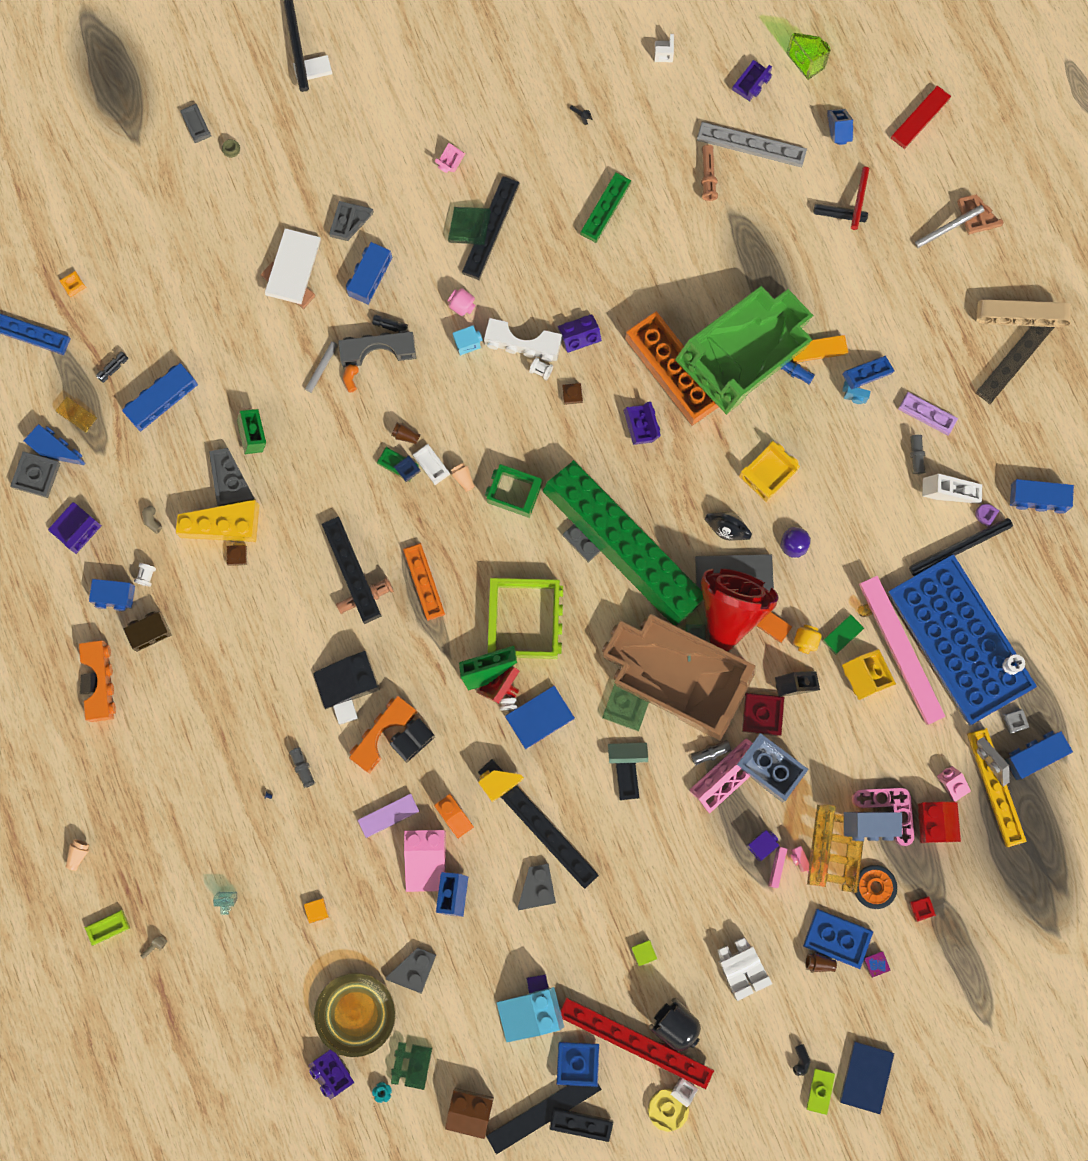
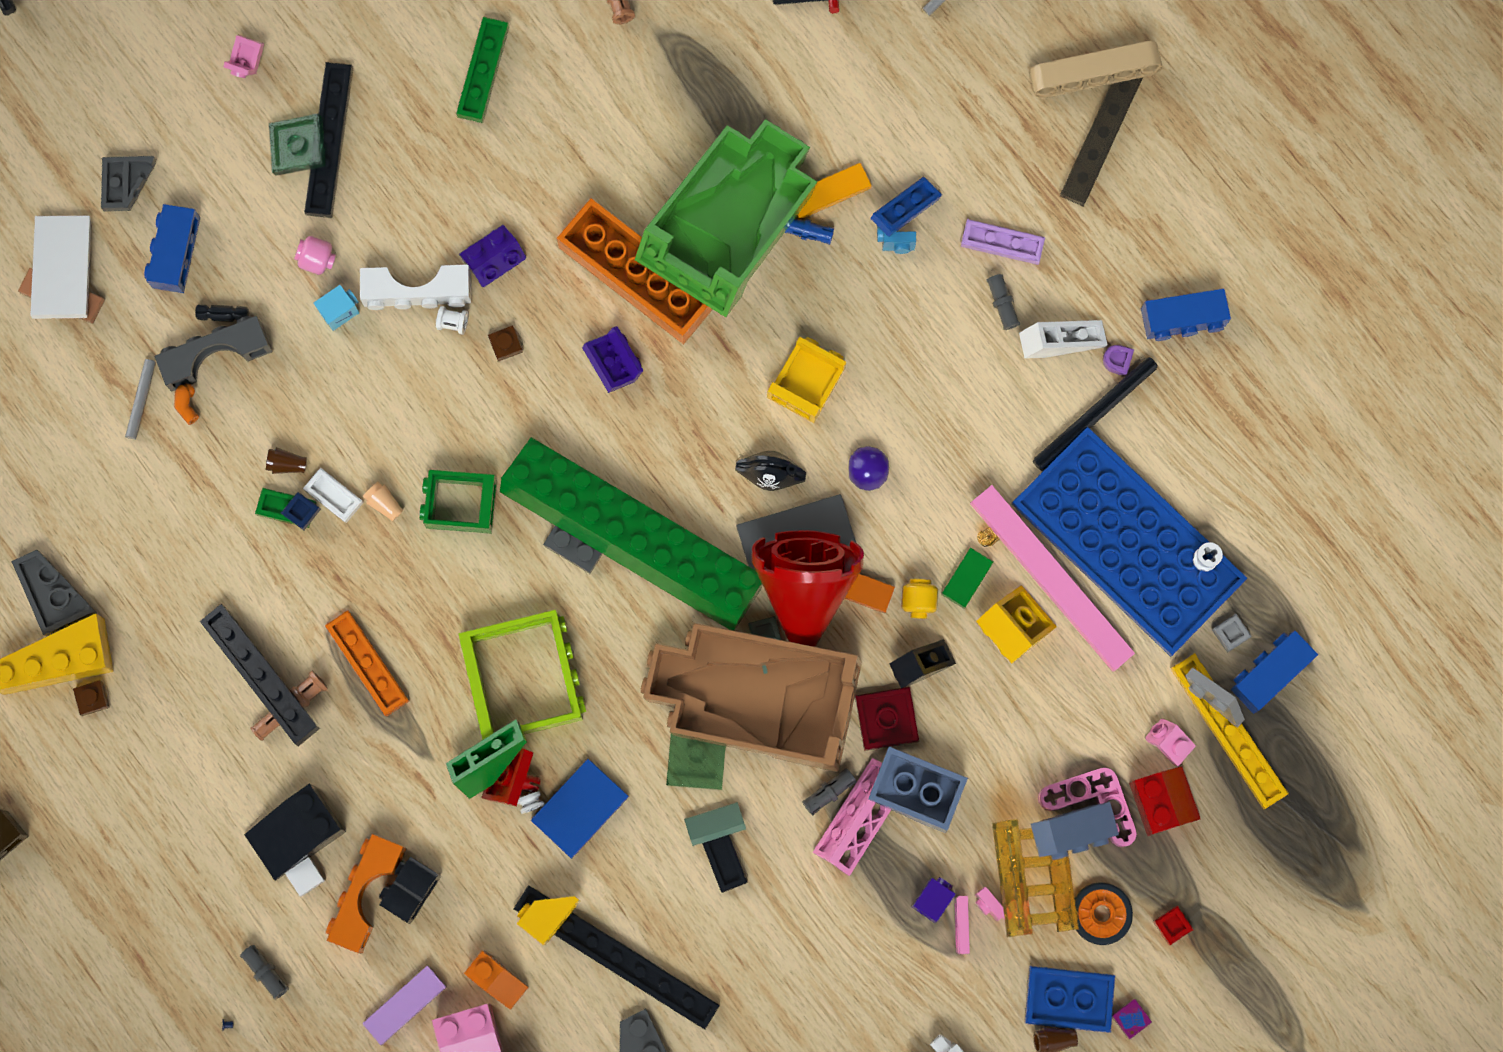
camera: 20 degrees left, 0 degrees up
(251, 431) = (64, 517): green brick -> none

